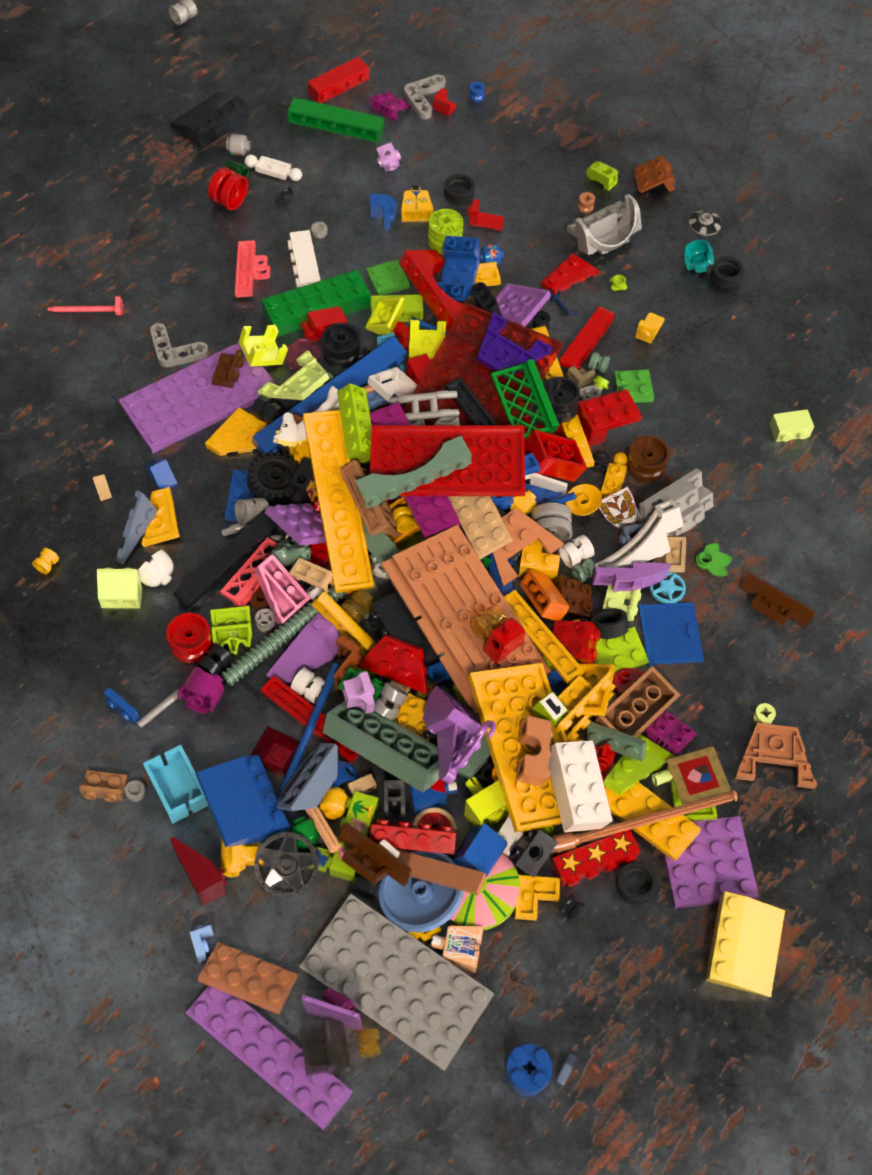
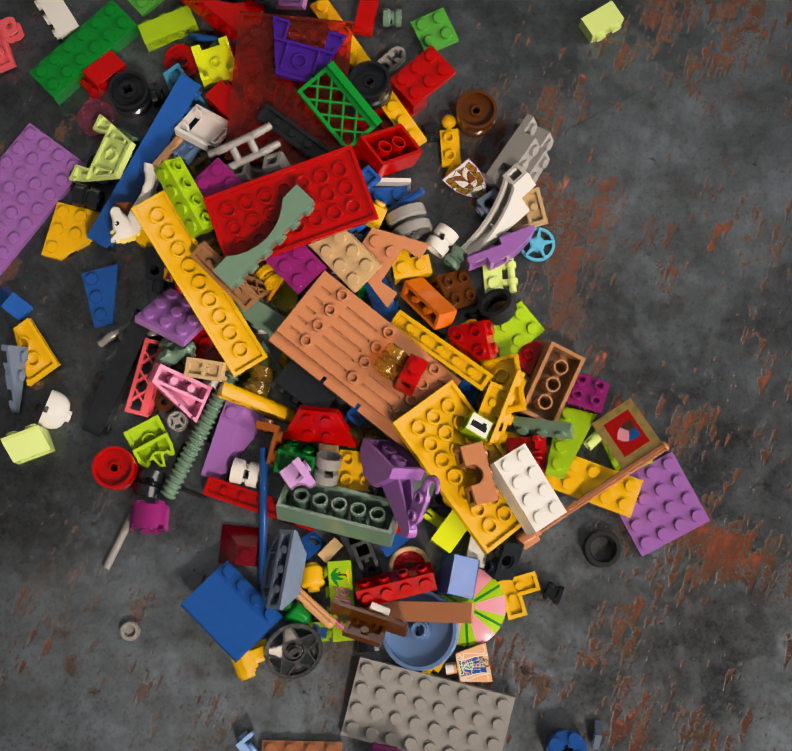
camera: 15 degrees left, 20 degrees up
(103, 785) = (100, 637): medium nougat bracket -> none
(126, 711) = (75, 556): blue plate -> none
(176, 784) = (163, 615): medium azure piece -> none
(204, 877) = (224, 691): dark red slope -> none
(228, 369) = (29, 166): reddish brown bracket -> none
(249, 509) = (118, 314): light grey wheel -> none
(261, 477) = (119, 283): black wheel -> none
(262, 349) = (52, 127): neon yellow panel -> none
(385, 315) = (161, 46): neon yellow slope -> none
(581, 377) = (379, 41): dark tan panel -> none
(588, 494) = (426, 173): yellow dish -> none
(595, 858) = (559, 539): red brick -> none
(600, 382) = (401, 41): lime plate -> none
(670, 633) = (554, 290): blue piece -> none
(716, 560) = (573, 197): bright green plate -> none
(745, 944) = (711, 571): light yellow slope -> none
(760, 717) = (661, 346): yellowish green wheel -> none
(775, 602) = (641, 226): reddish brown bracket -> none
(776, 746) = (682, 371): nougat wing -> none

